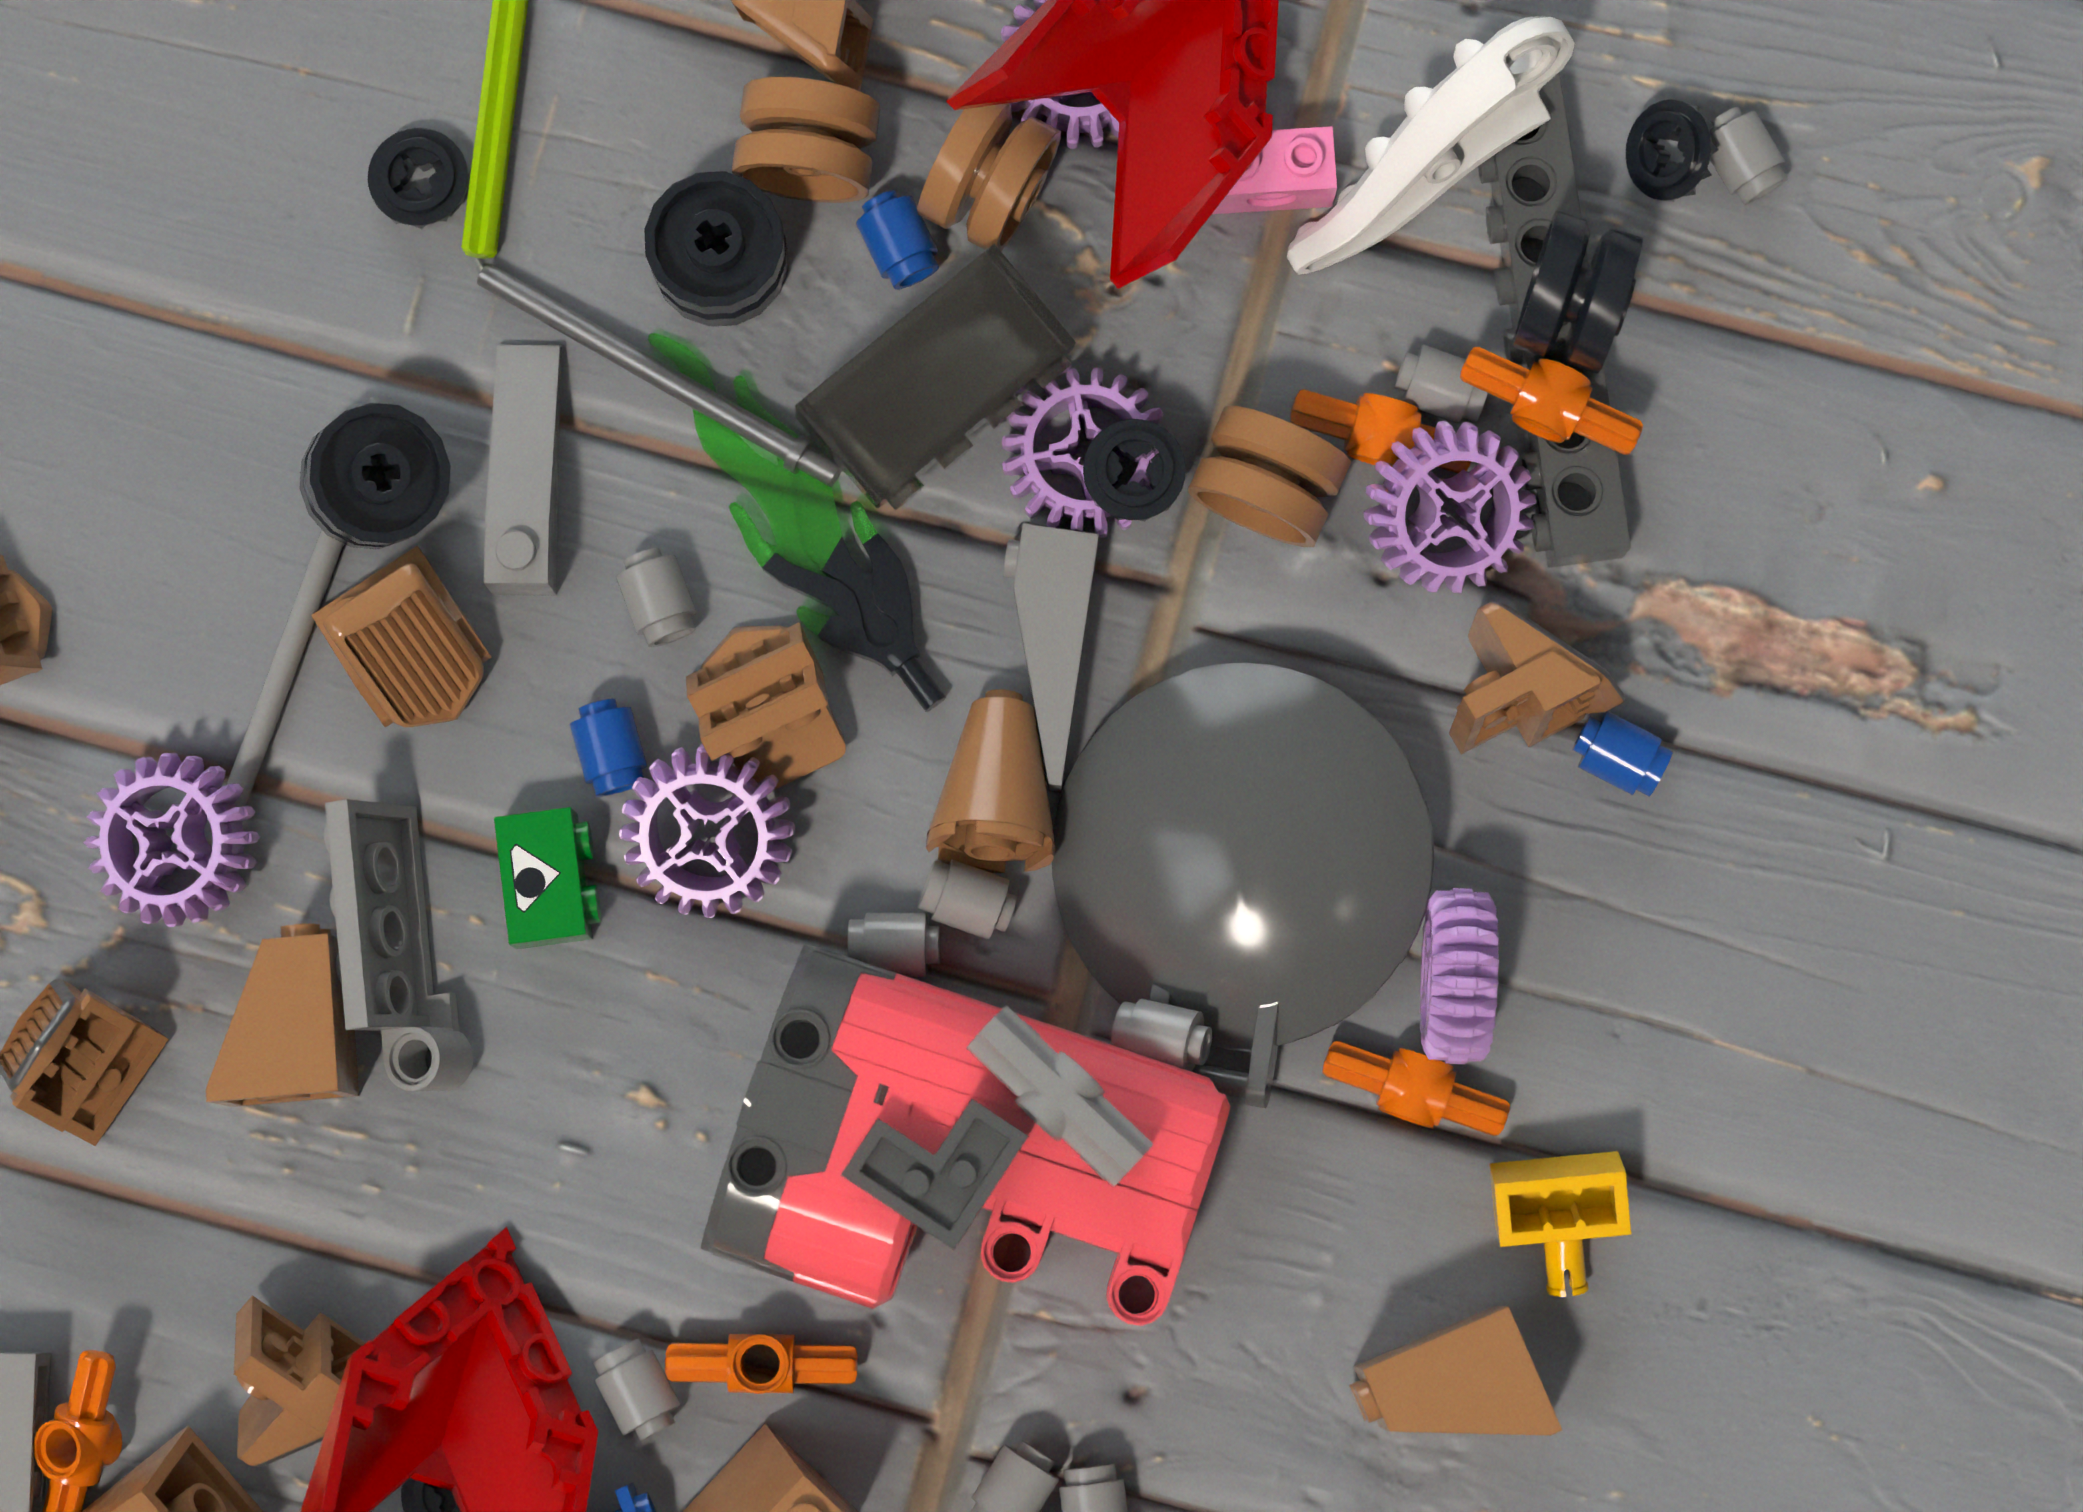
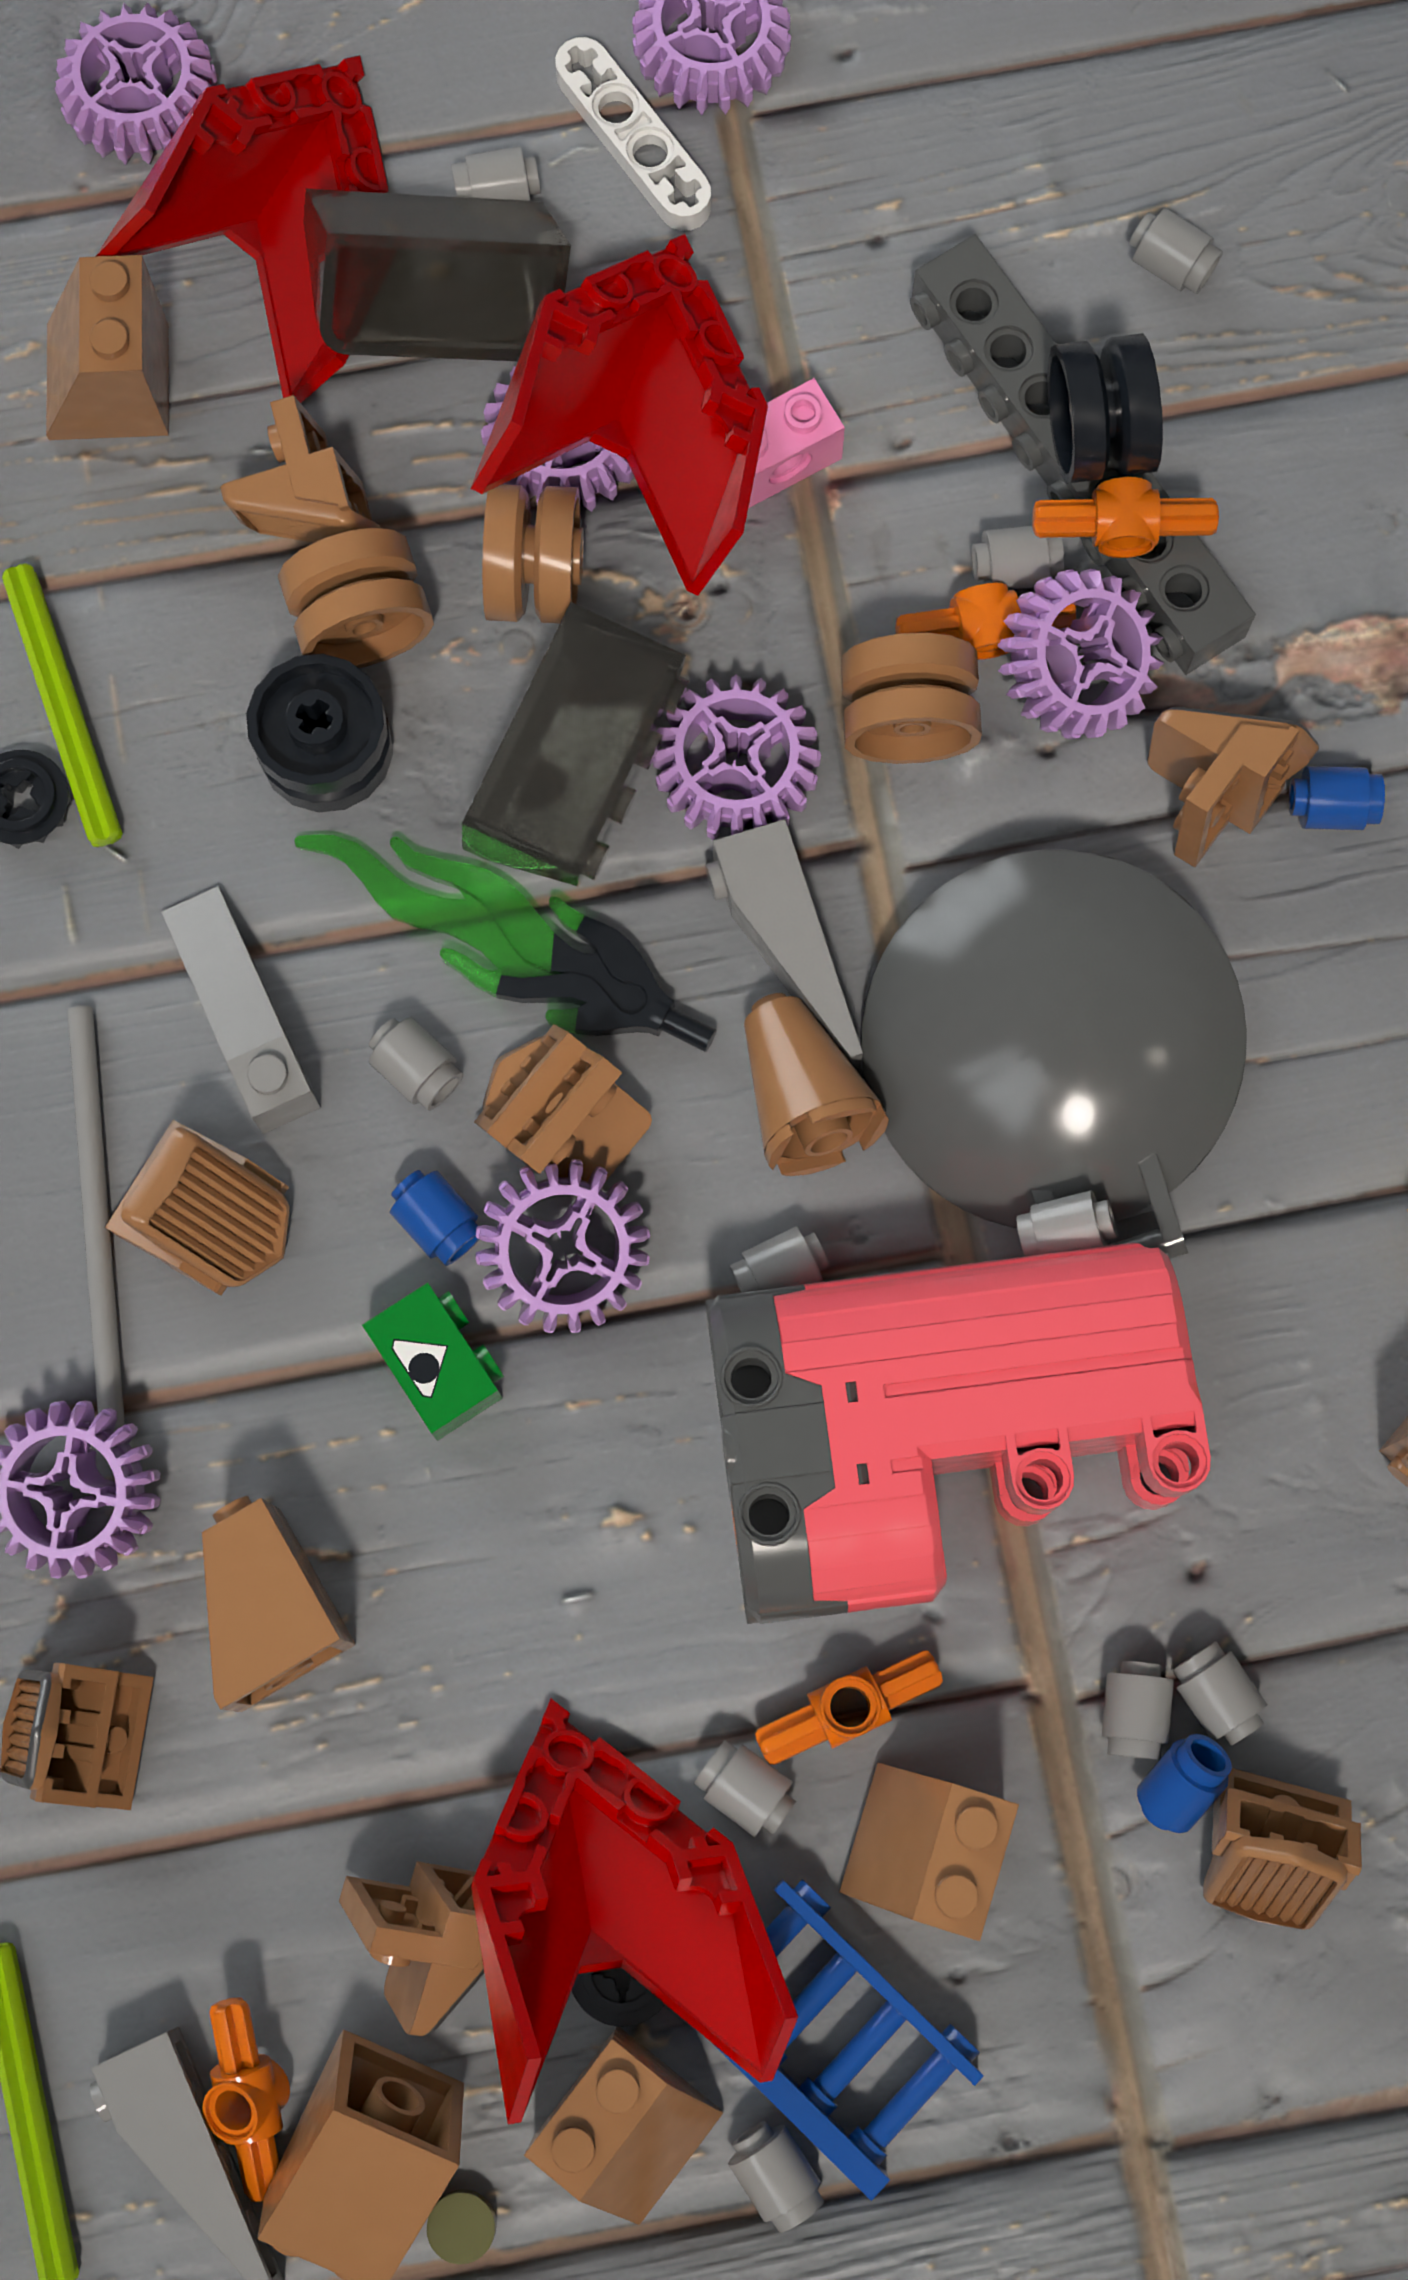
camera: 25 degrees left, 5 degrees down
(386, 945) = (317, 1490): light grey hinge -> none
(412, 470) = (118, 1103): black wheel -> none
(796, 453) = (476, 877): flat silver bar -> none
(898, 239) = (477, 653): blue brick -> none
(942, 1189) = (954, 1449): dark grey plate -> none
(967, 898) = (826, 1196): light grey brick -> none
(1059, 1096) = (1019, 1311): light grey piece -> none
(1135, 440) = (777, 721): black gear -> none
(1416, 1088) = (1309, 1173): orange axle -> none
(1443, 138) = (914, 344): white animal -> none
(1458, 976) = (1304, 1049): lavender gear -> none
(1649, 161) = (1097, 250): black gear -> none

